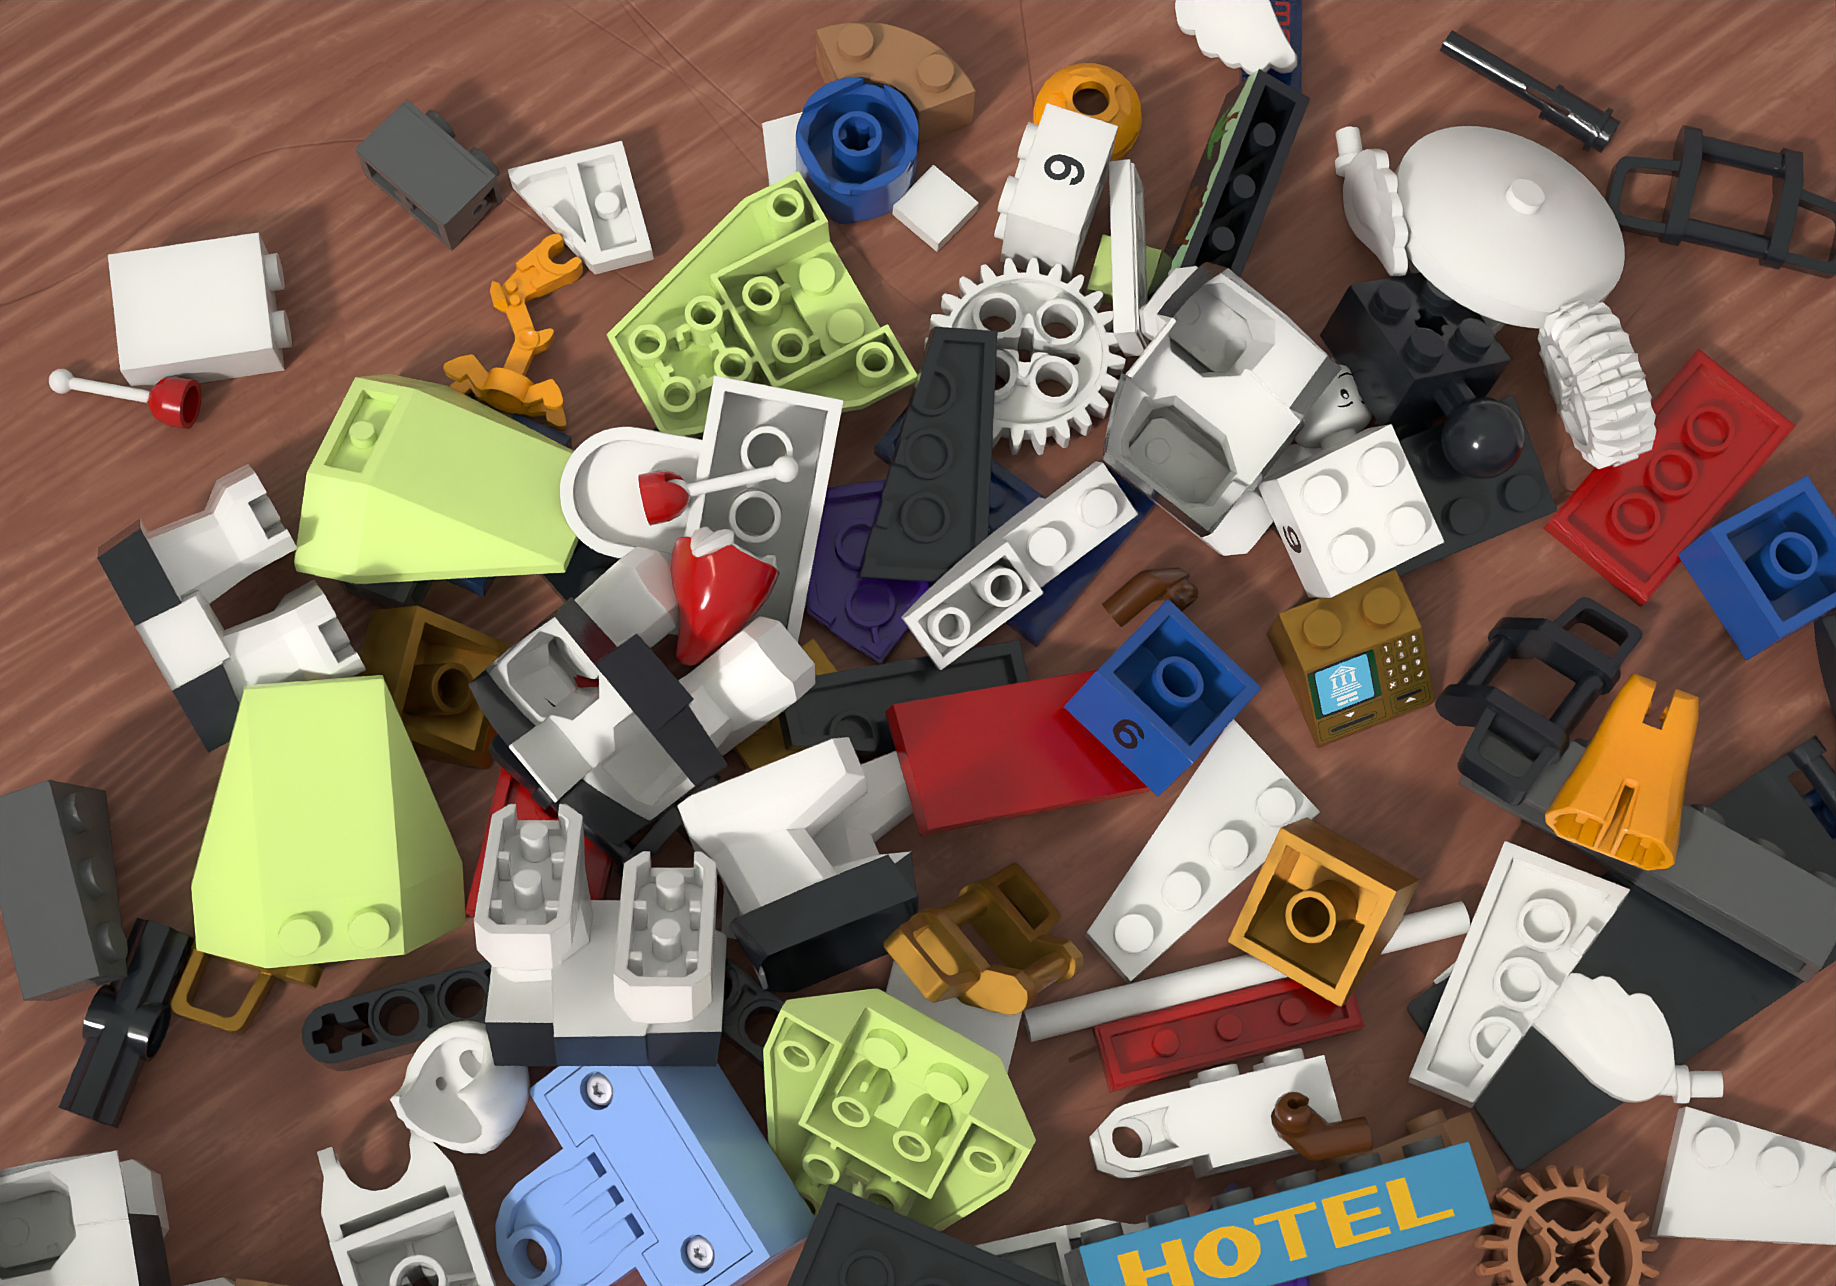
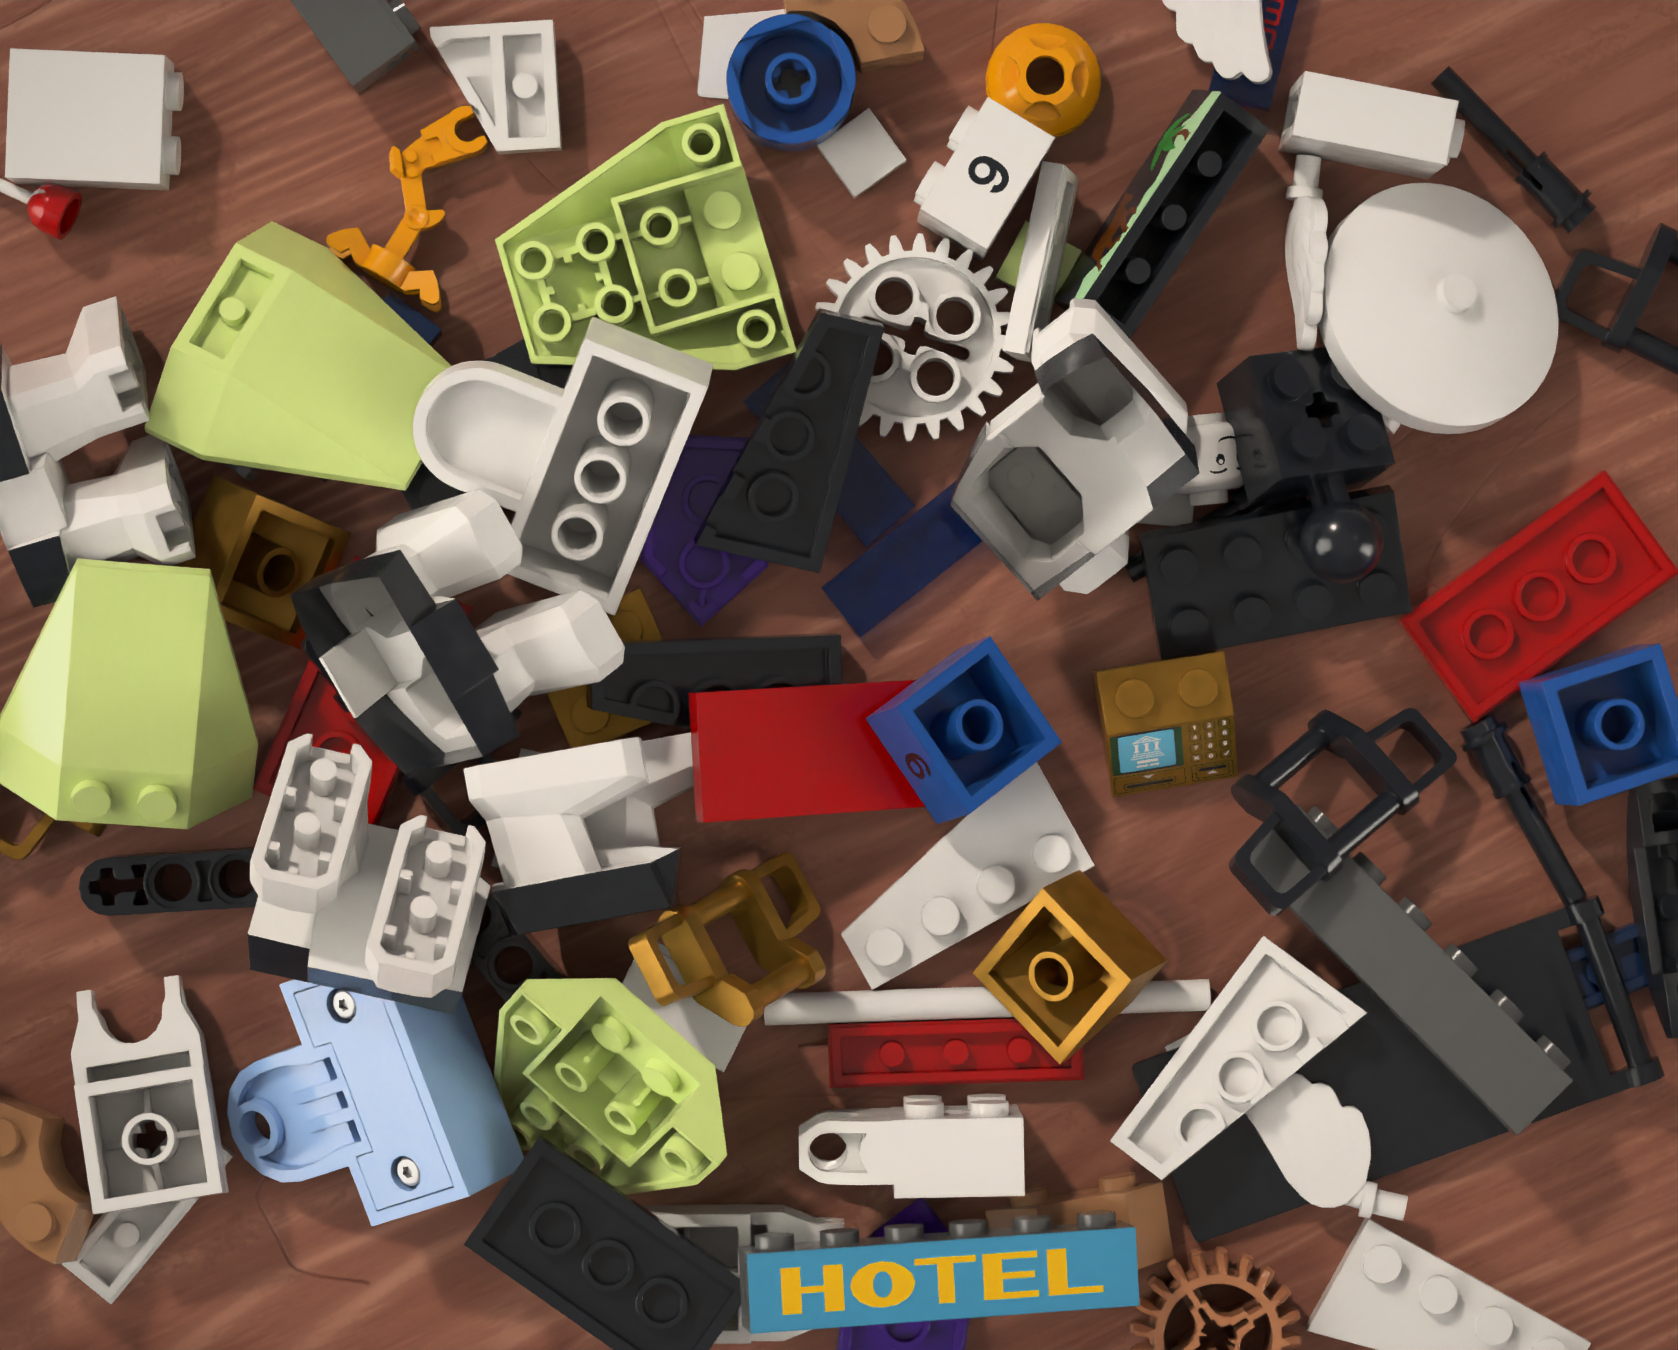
camera: 20 degrees right, 15 degrees up
(458, 1094) = (211, 973): white piece -> none
(667, 494) = (516, 443): hinge -> none
(716, 590) = (546, 555): red hat -> none
(1015, 563) = (844, 565): white slope -> none
(1150, 587) = (979, 606): reddish brown arm -> none
(1313, 1135) = (993, 1193): reddish brown arm -> none
(1350, 512) = (1190, 589): white brick -> none
(1400, 79) = (1371, 125): none -> white brick
(1597, 383) = (1476, 504): white gear -> none
(1631, 780) = (1392, 913): light orange piece -> none
(1694, 648) = (1509, 780): none -> black pin

